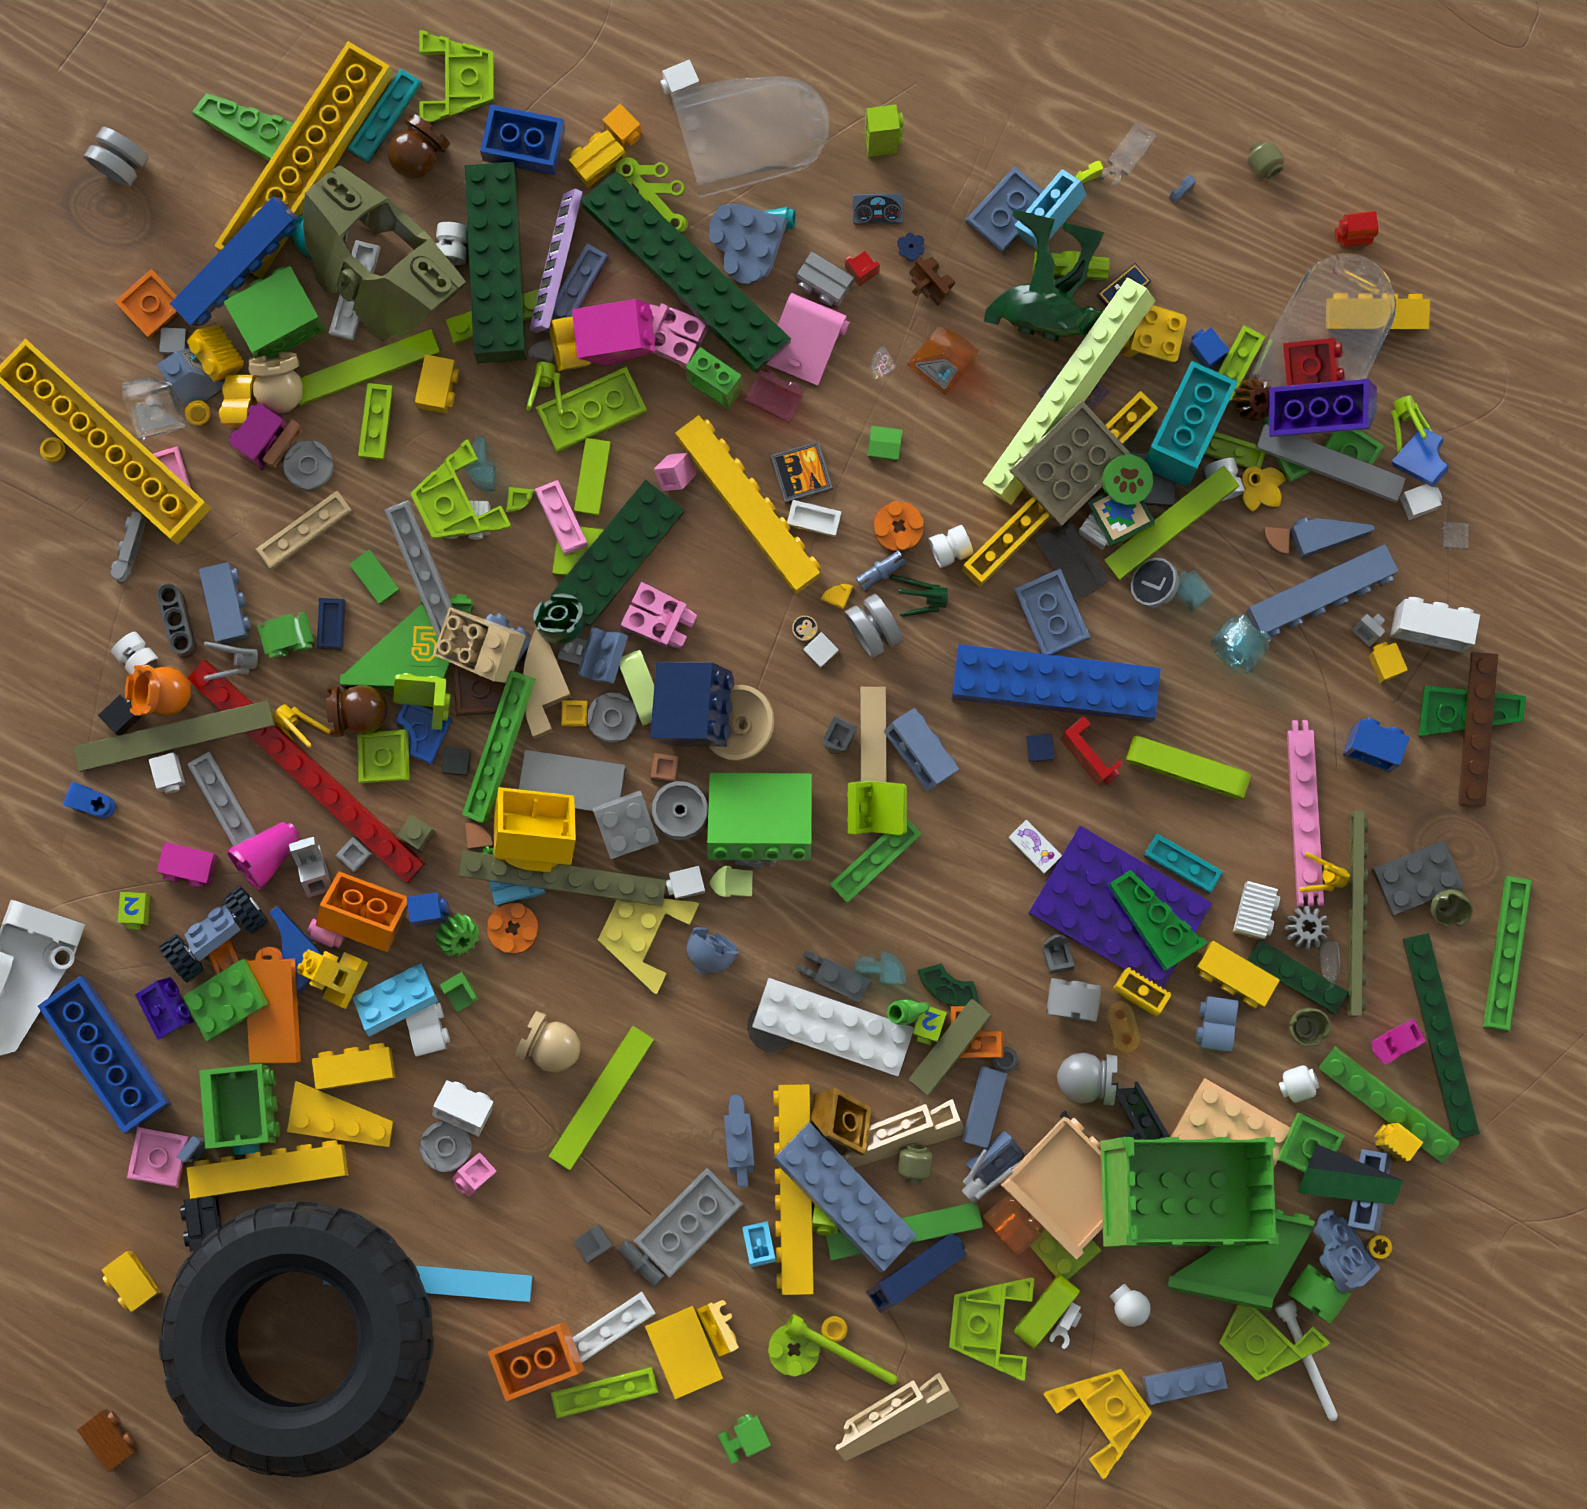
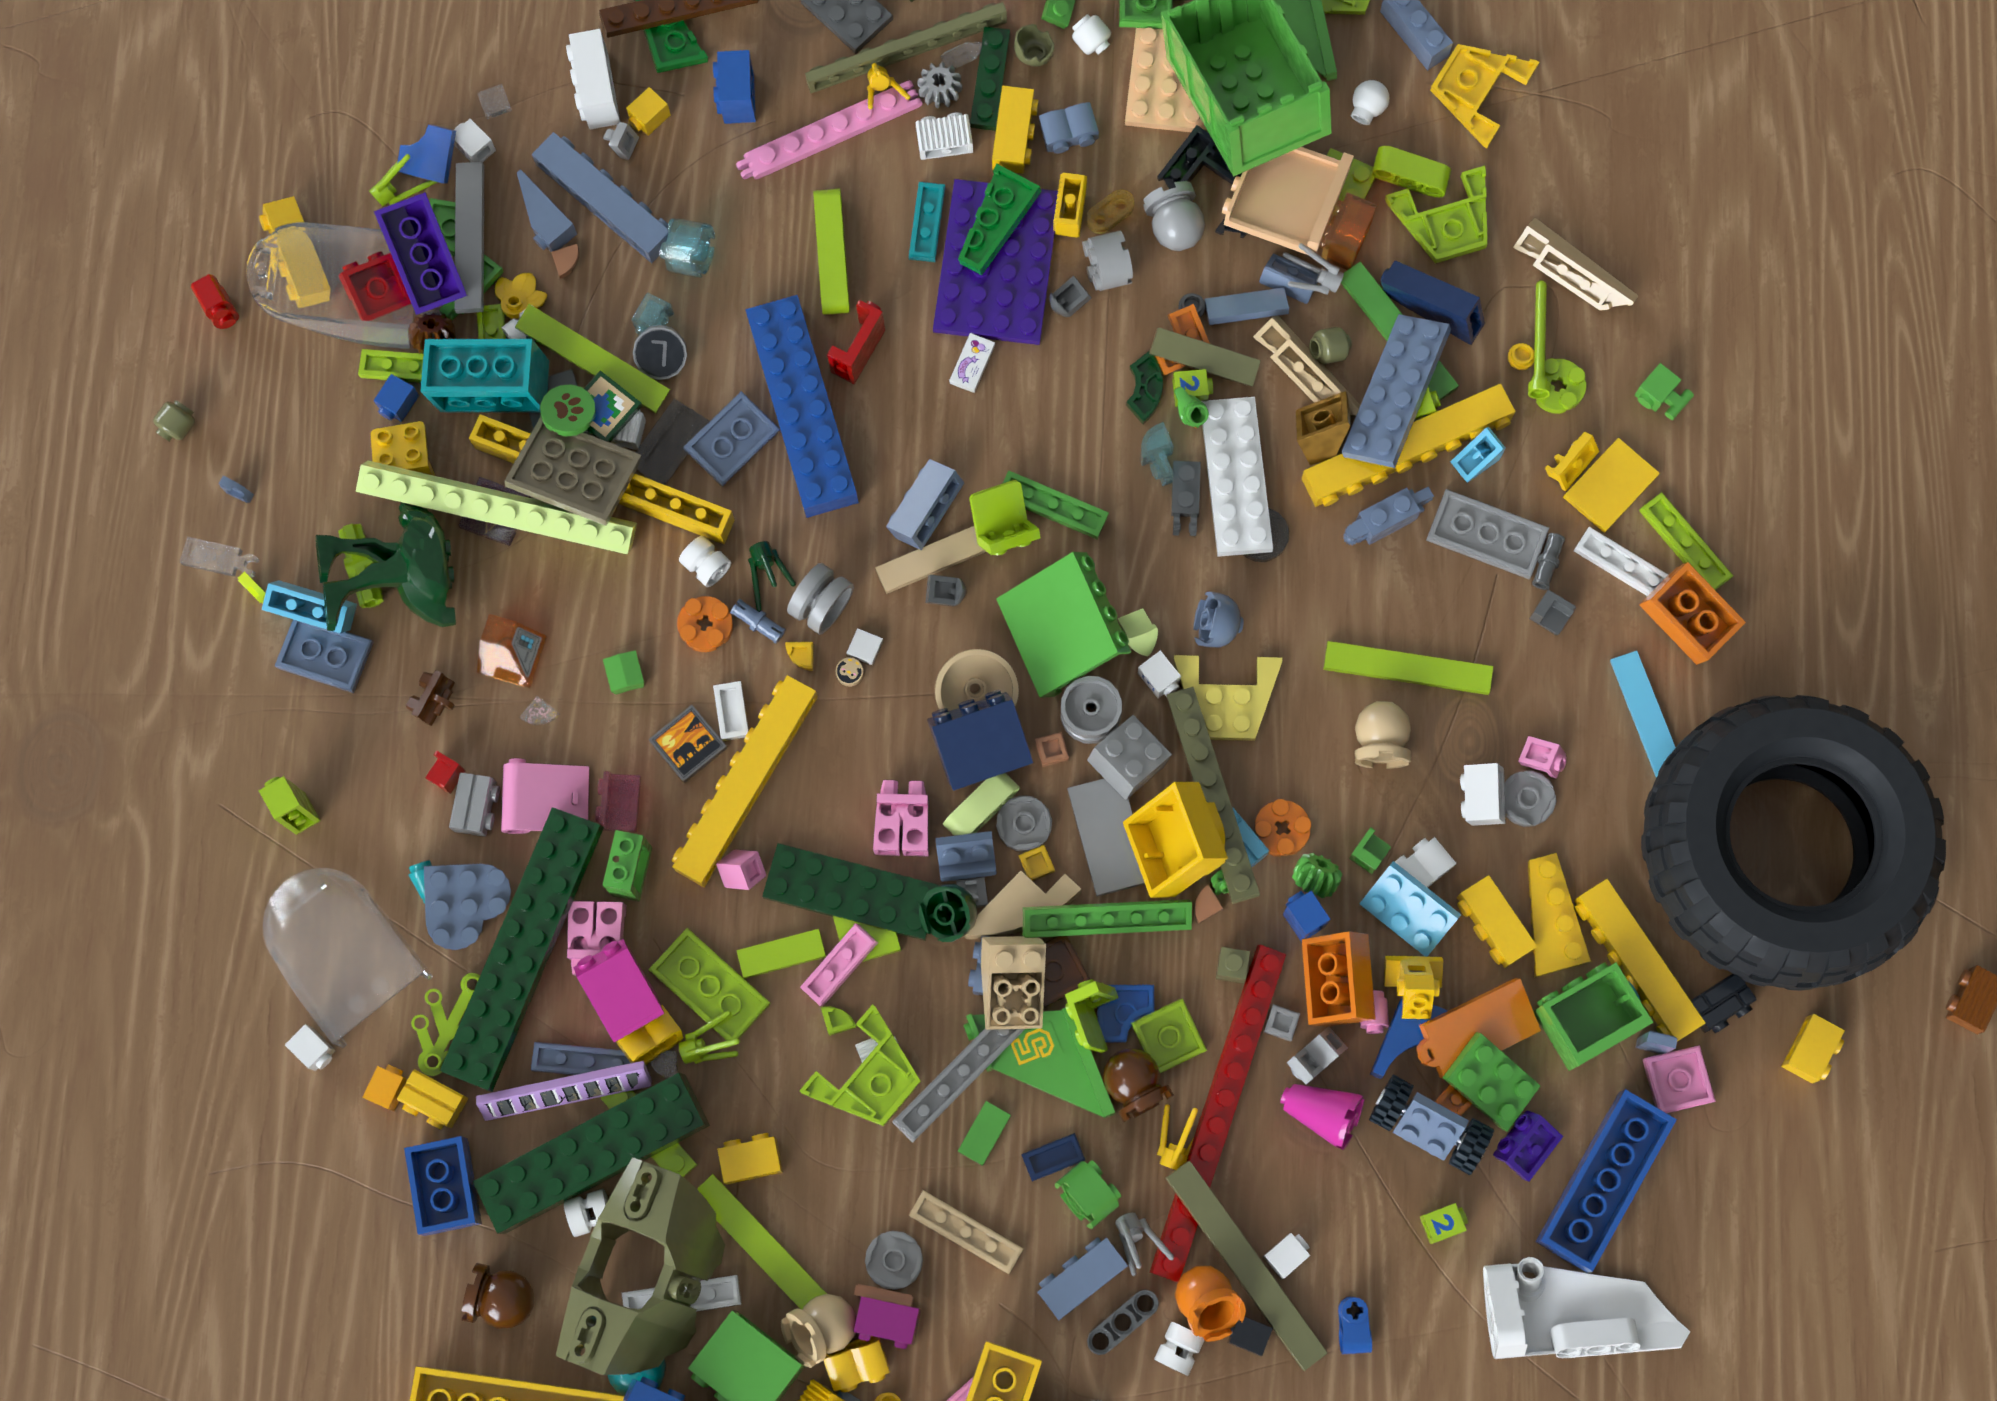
camera: 110 degrees left, 5 degrees down
(187, 864) = (1372, 1189): dark pink brick -> none
(221, 798) = (1288, 1185): light grey tile -> none
(375, 421) = (817, 1207): lime plate -> none
(384, 116) = (472, 1355): teal tile -> none
(456, 761) = (1139, 961): pearl dark grey tile -> none
(467, 77) = (393, 1282): lime wing -> none
(483, 472) = (826, 1064): clear light blue brick -> none
(877, 208) = (374, 784): slope -> none
(910, 240) = (395, 731): dark blue plant -> none
(1040, 748) = (872, 397): dark blue tile -> none
(1069, 1318) = (1415, 147): white plate -> none
(1133, 273) = (364, 507): tile -> none

